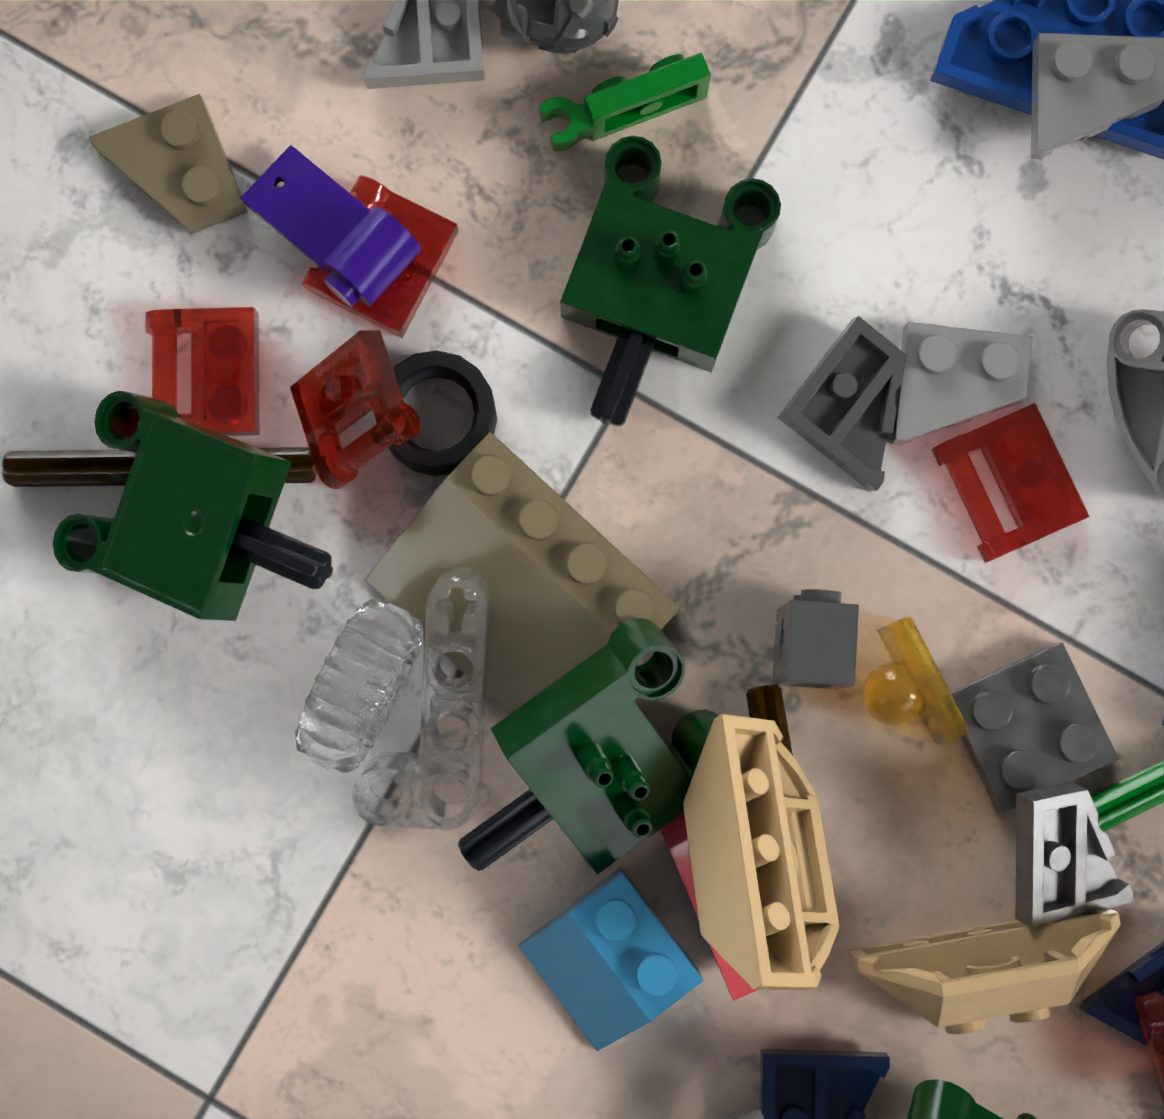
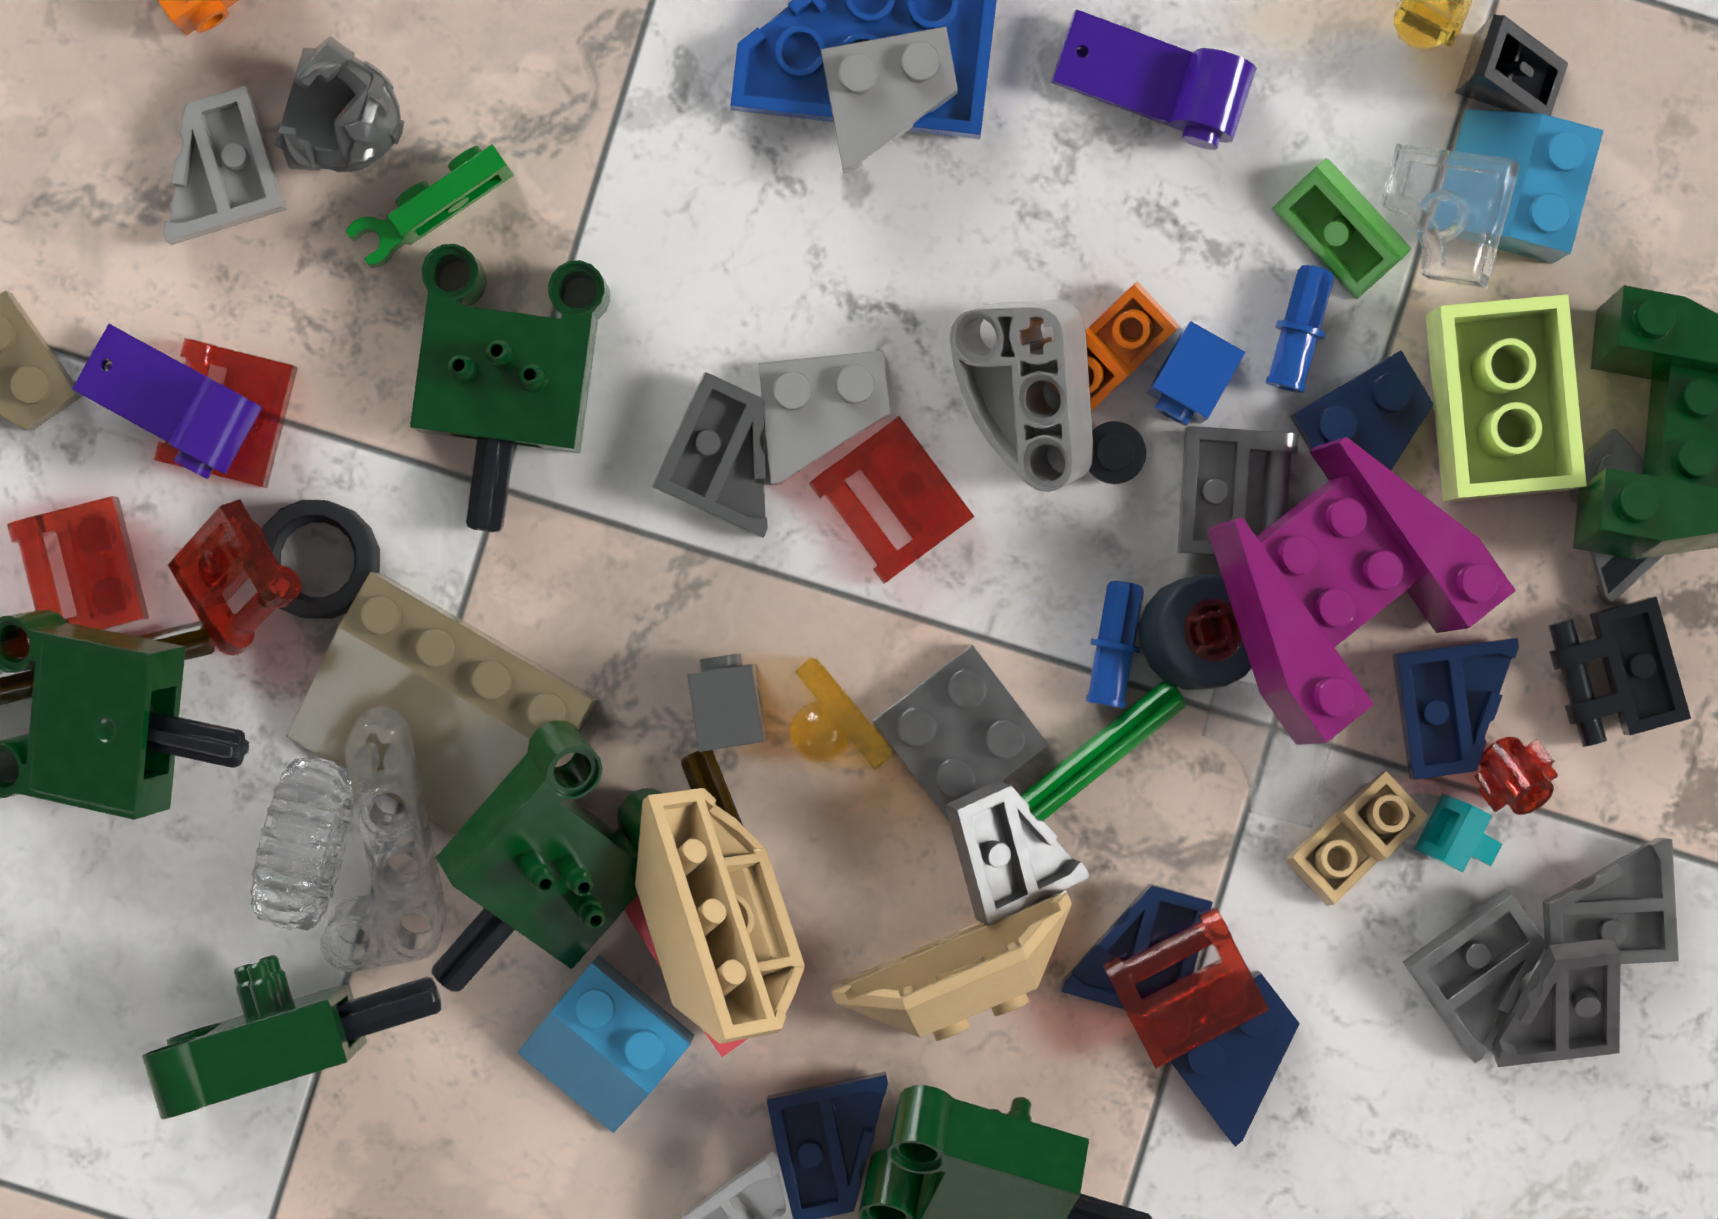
camera: 15 degrees left, 5 degrees up
(286, 875) = (276, 1037): none -> dark green piece

